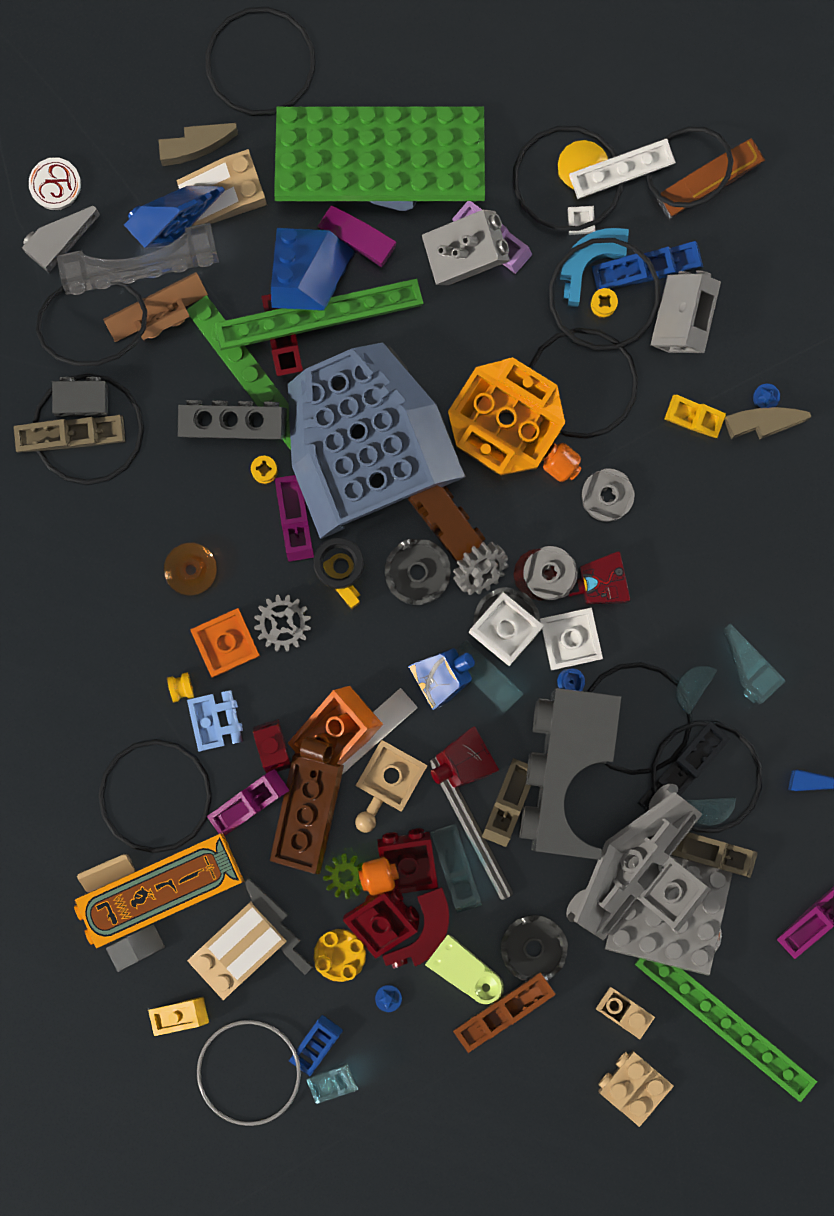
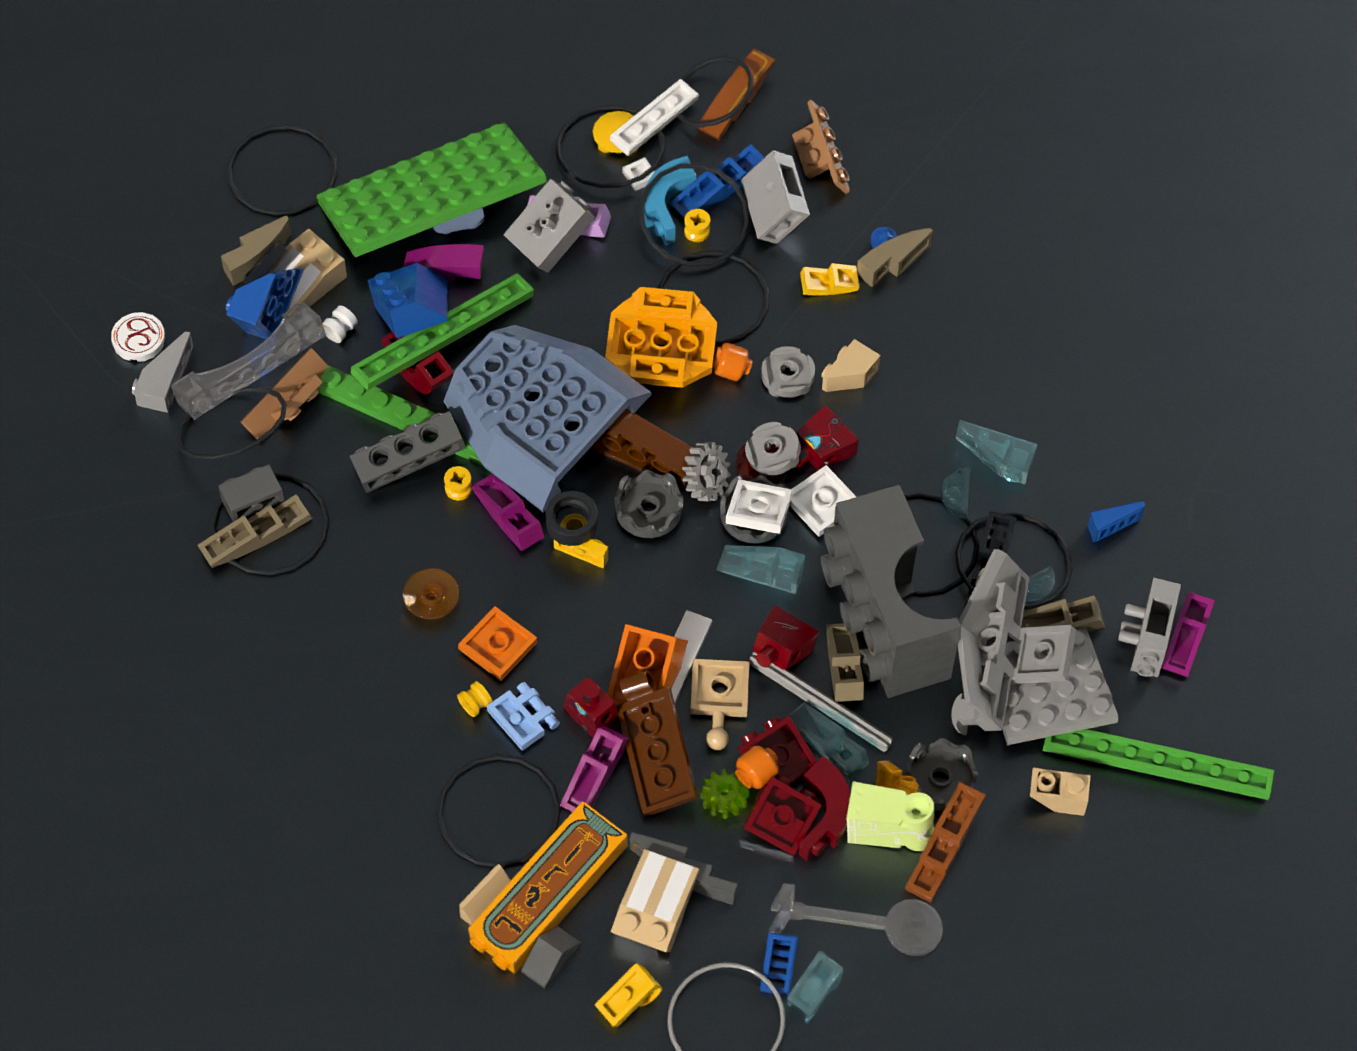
camera: 30 degrees left, 25 degrees down
(191, 170) = (265, 262): none -> black tile
(234, 257) = (339, 324): none -> white wheel
(275, 634) = (552, 612): light grey gear -> none
(339, 955) = (757, 868): yellow dish -> none
(388, 998) = (826, 887): blue tile -> none
(438, 1067) = (909, 925): none -> clear piece
(442, 675) = (721, 575): torso -> none
(487, 935) = (891, 777): none -> light orange plate
(634, 1087) = (1107, 857): tan plate -> none
(665, 520) = (852, 368): none -> tan slope
(757, 273) = (818, 150): none -> medium nougat bracket
(787, 906) = (1154, 632): none -> light grey piece

